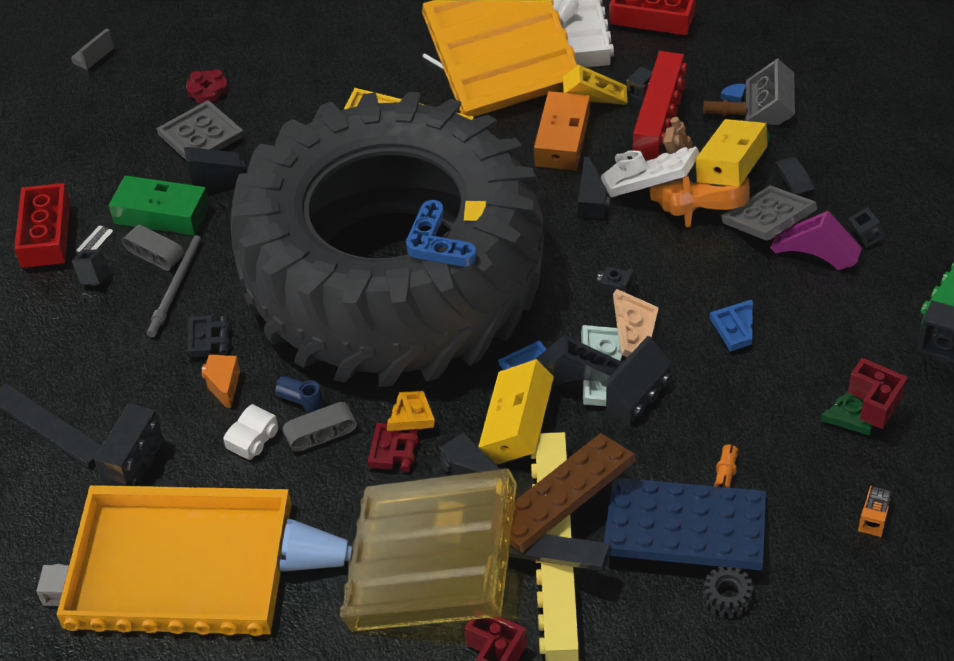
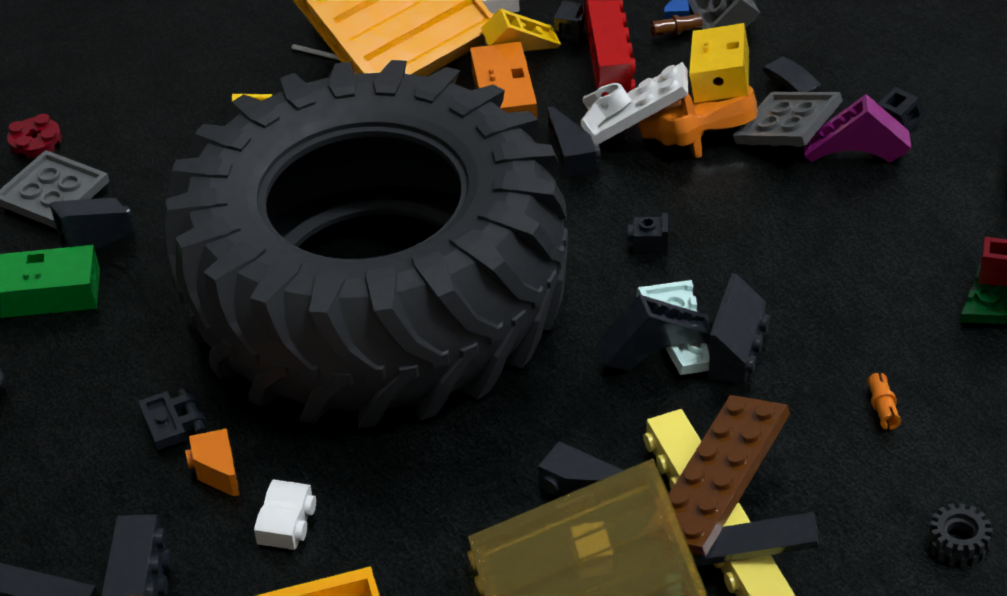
camera: 20 degrees left, 5 degrees down
(153, 247) = (50, 333): dark grey beam -> none
(159, 315) = (95, 409): dark grey bar -> none
(304, 393) = (334, 451): dark blue piece -> none
(319, 426) = (369, 484): dark grey beam -> none
(385, 450) = (464, 485): dark red plate -> none
(411, 412) = (480, 437): light orange wing -> none
(431, 242) = (502, 216): blue beam -> none
(473, 210) = (483, 172): yellow sticker -> none
(516, 412) = (612, 400): yellow brick -> none
(522, 356) = (581, 346): blue tile -> none
(634, 320) = (697, 271): light nougat wing -> none
(675, 137) = (645, 63): medium nougat plate -> none
(686, 523) = (875, 472): dark blue plate -> none
(734, 324) = (809, 245): blue wing -> none

